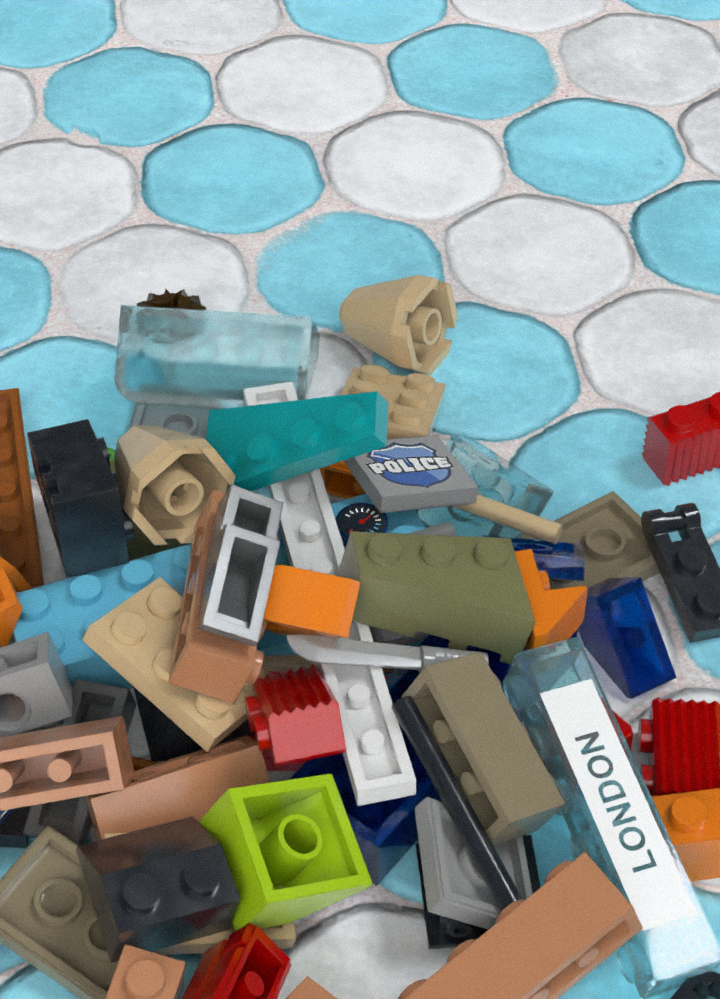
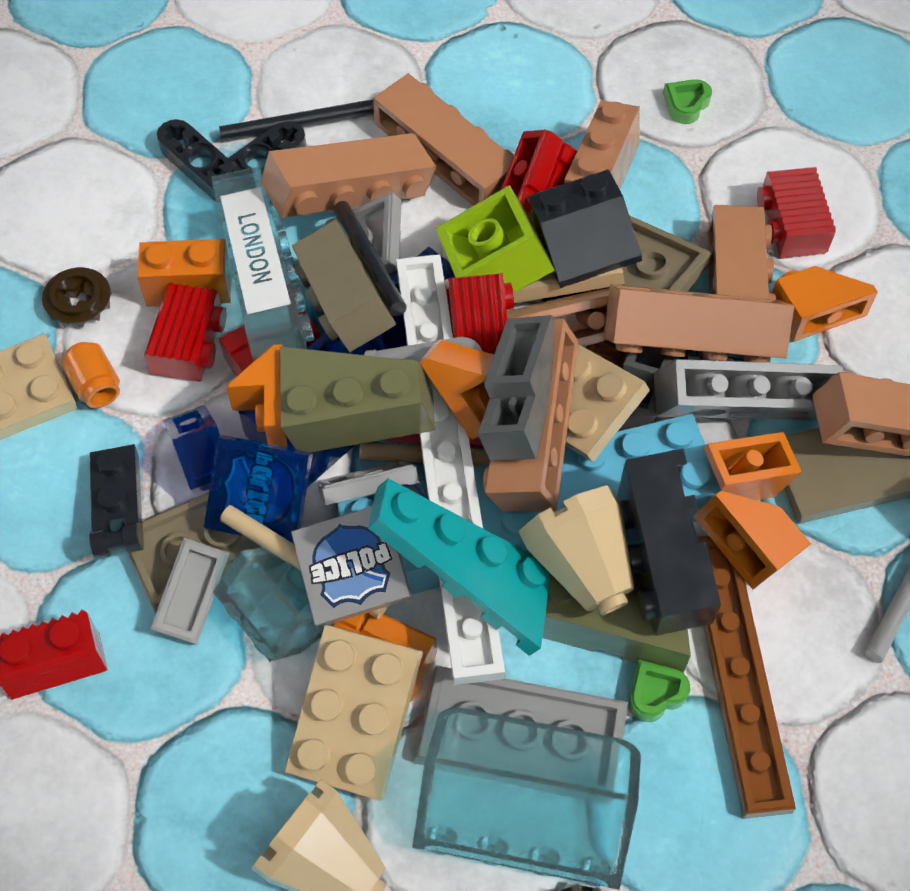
camera: 175 degrees left, 15 degrees up
(579, 497) = (190, 591): none -> light grey tile

